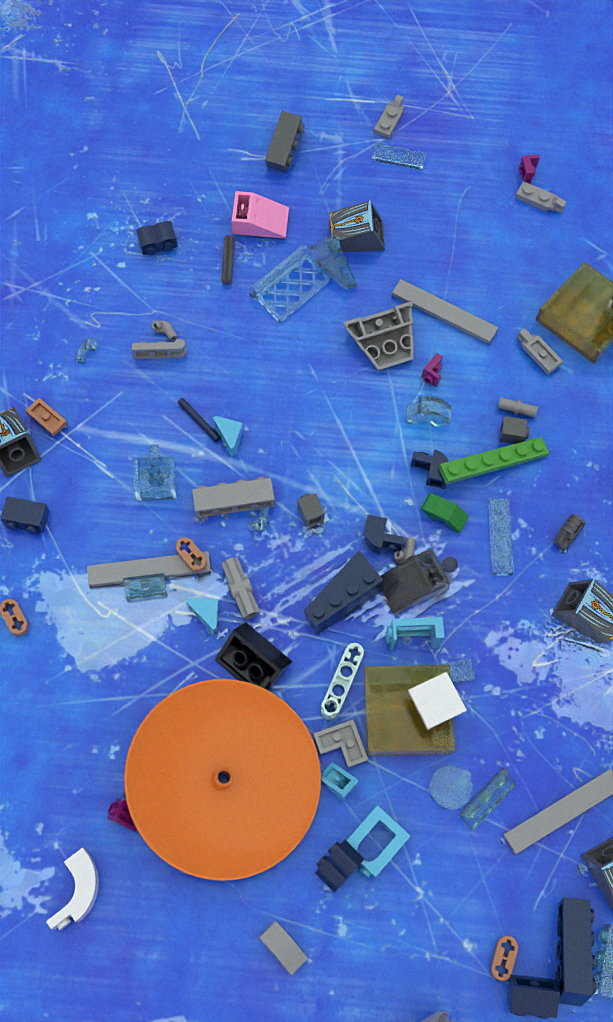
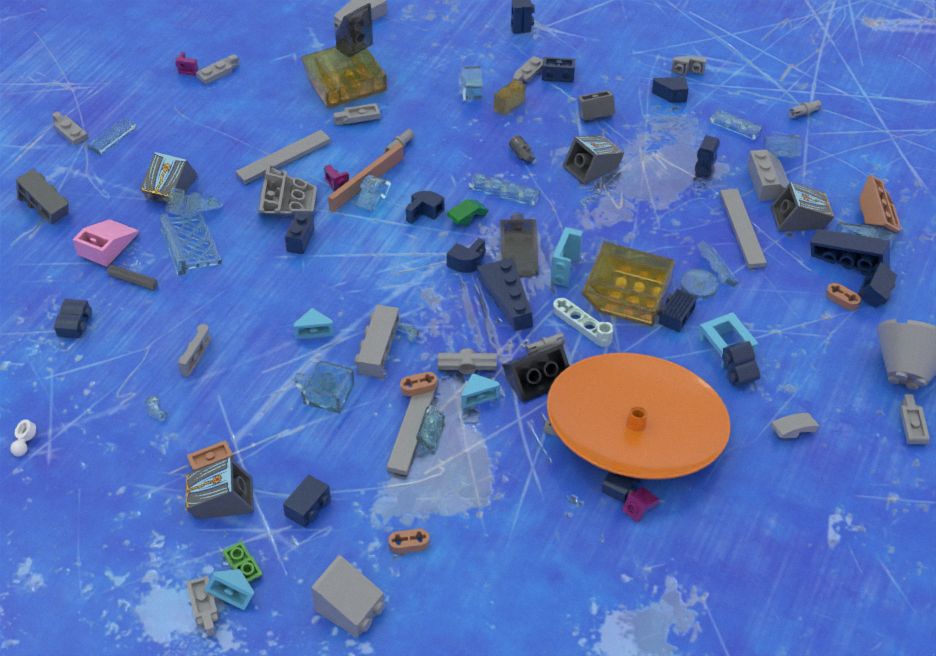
camera: 65 degrees left, 20 degrees down
(22, 266) = (24, 431): none -> white plate
(86, 890) = (700, 550): white arch -> none
(164, 328) = (173, 341): light grey arm -> none
(199, 420) = (284, 345): dark blue bar -> none
(294, 654) = (545, 342): none -> light grey pin
(310, 509) = (418, 292): dark grey brick -> none
(338, 781) = (671, 345): medium azure slope -> none
(341, 370) = (299, 233): none -> dark blue brick
(344, 737) = (636, 332): light grey plate -> none
(397, 774) = (677, 310): none -> dark blue brick
(406, 553) = (491, 249): light grey arm -> none
(437, 700) = (631, 255): white tile -> none
(453, 398) = (377, 168): none -> nougat tile
(493, 460) = (439, 168): bright green plate -> none
(513, 430) = (418, 150): dark grey brick -> none

